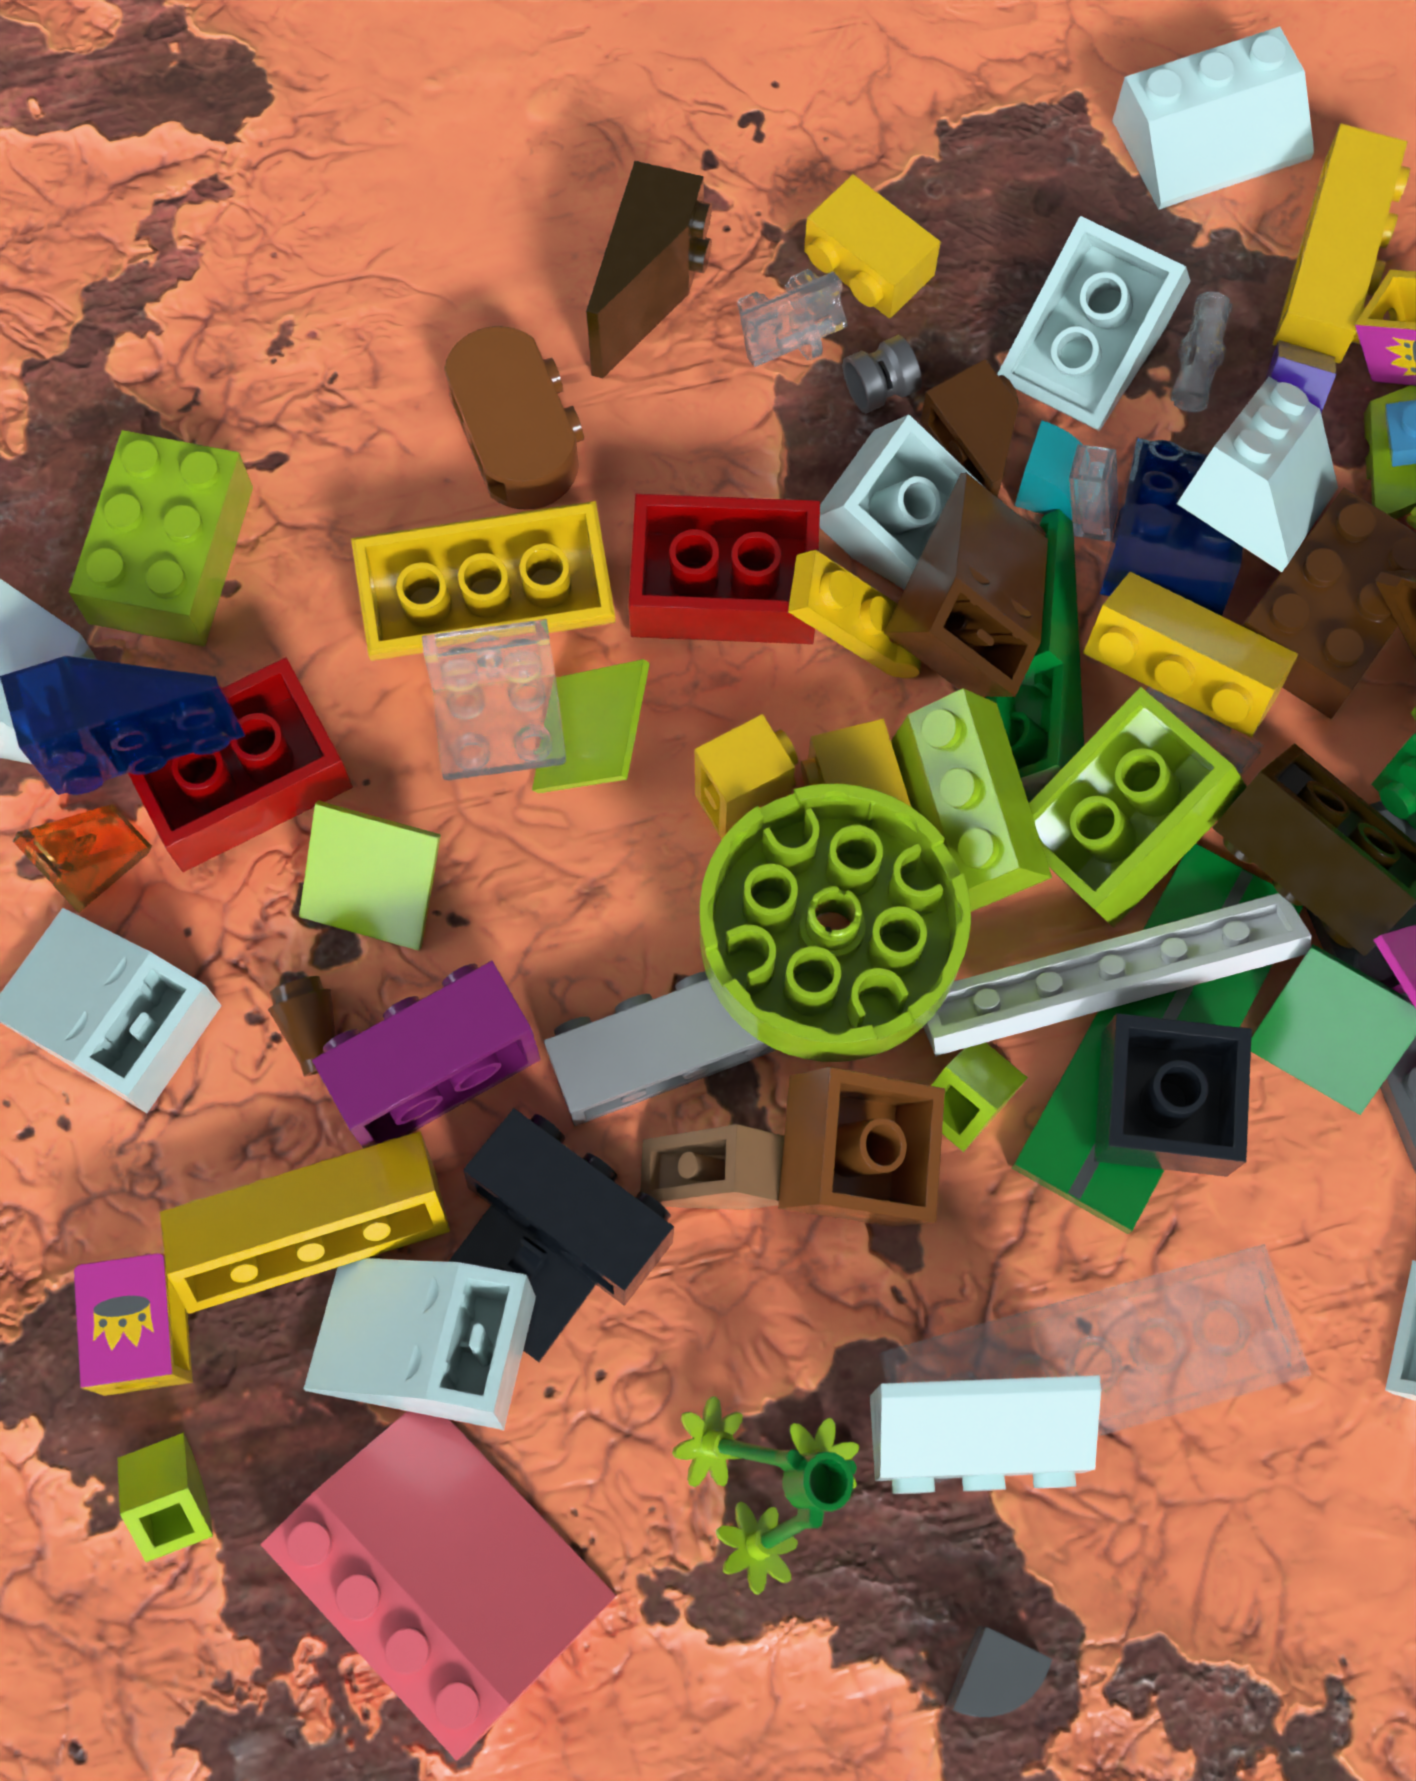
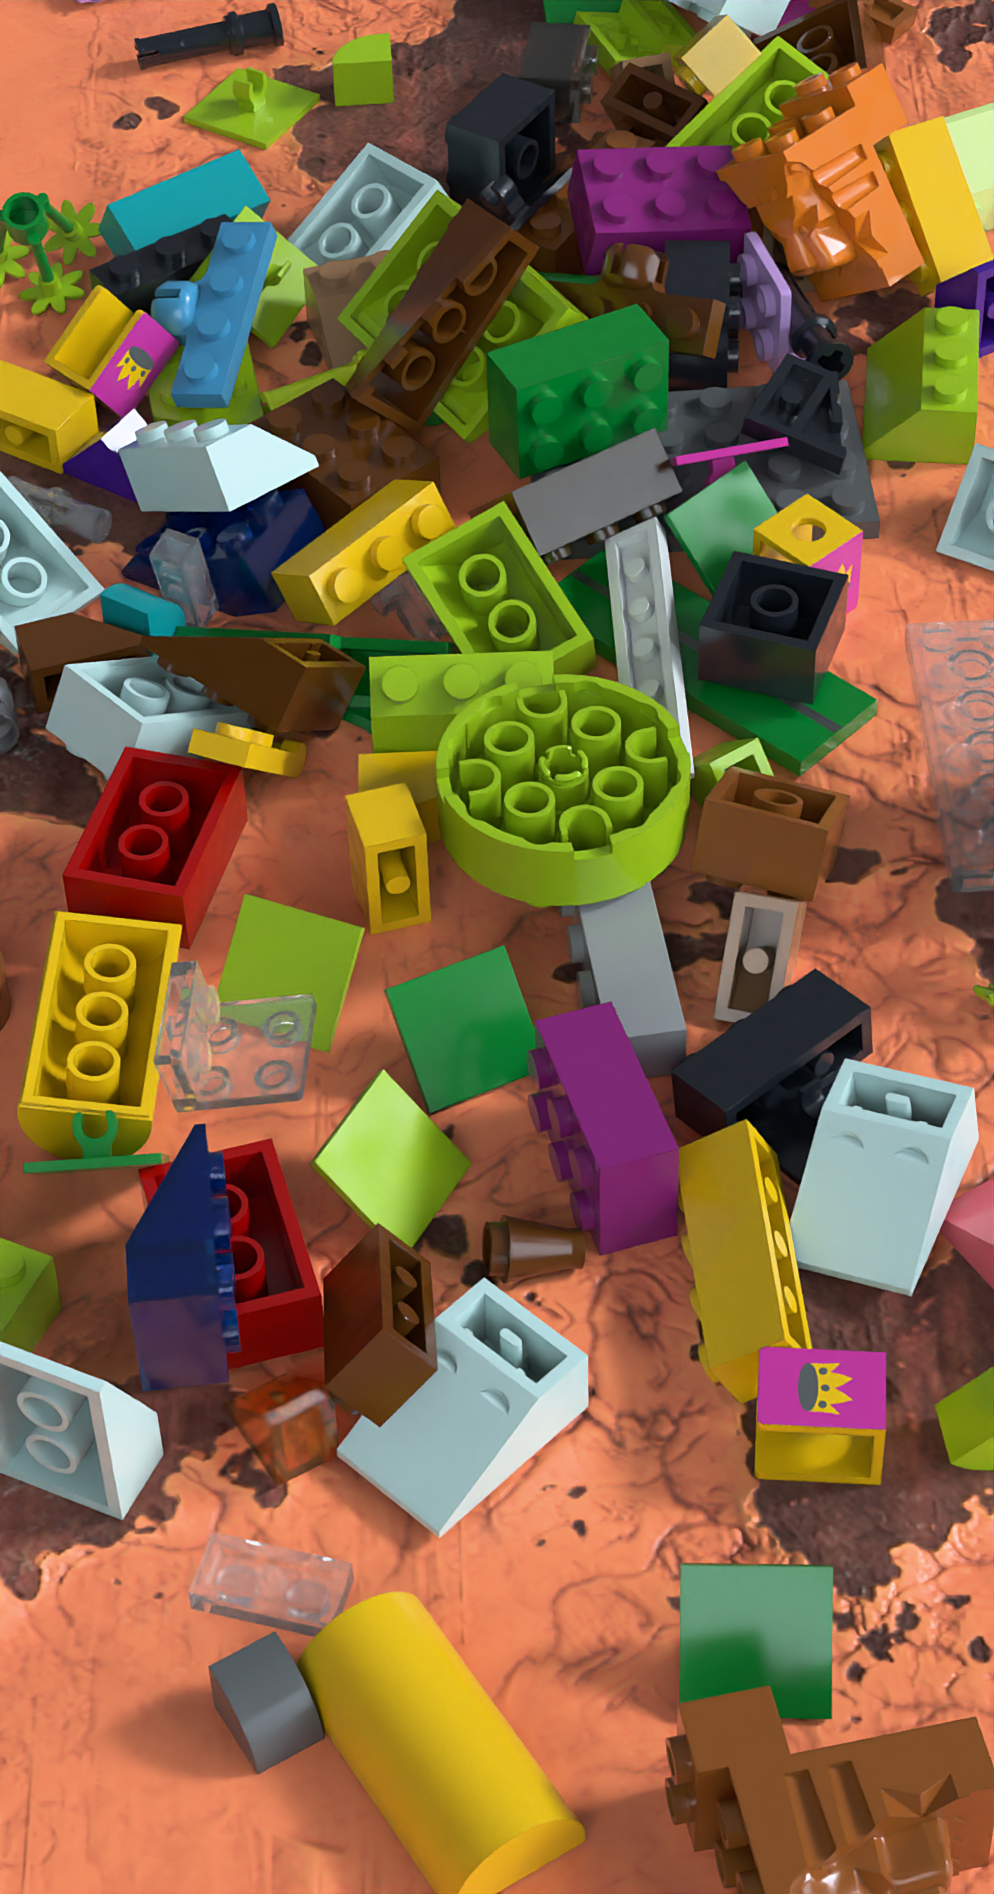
camera: 75 degrees left, 25 degrees down
(144, 906) = (378, 1326): none -> reddish brown brick
(319, 625) = (96, 1153): none -> green piece
(549, 905) = (463, 1028): none -> green piece
(1285, 1140) = (789, 539): none -> yellow piece

